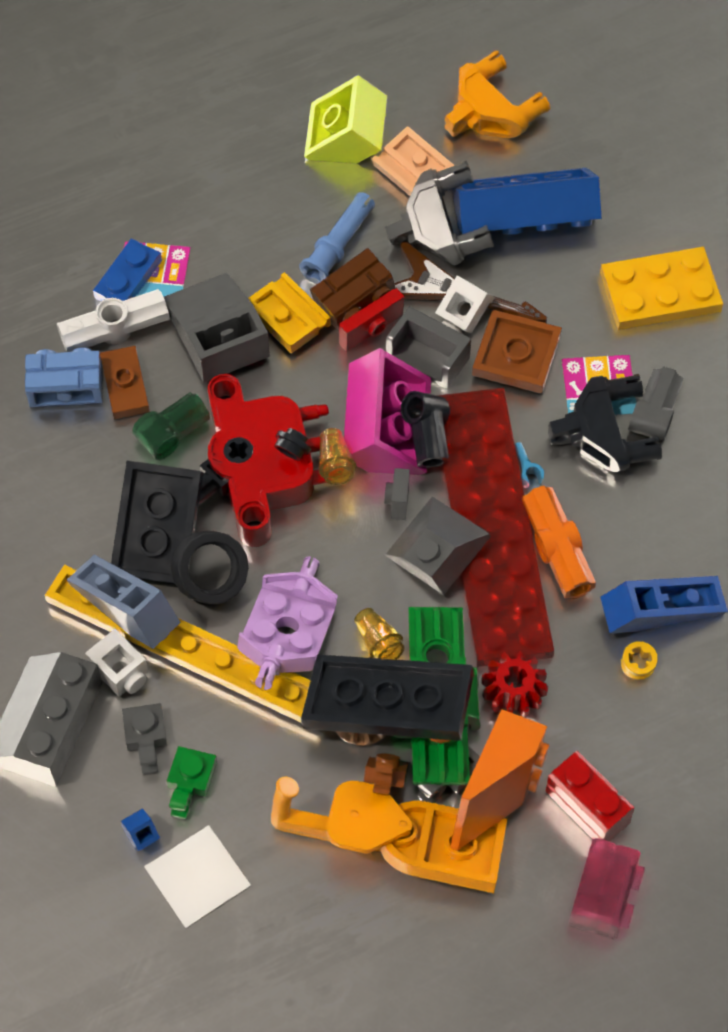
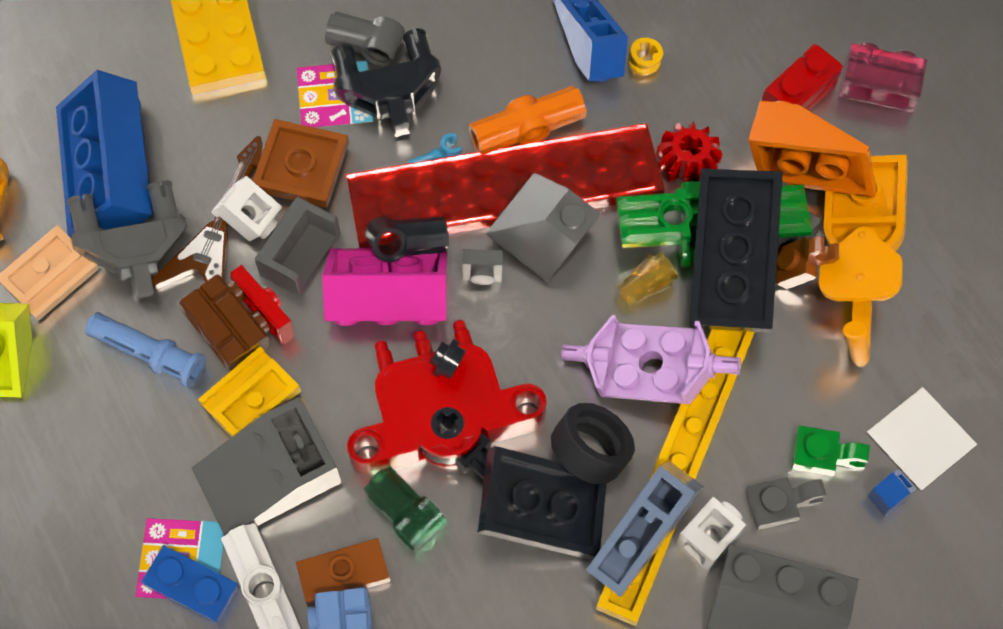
camera: 95 degrees left, 5 degrees up
(335, 459) = (453, 321): clear yellow cone -> none

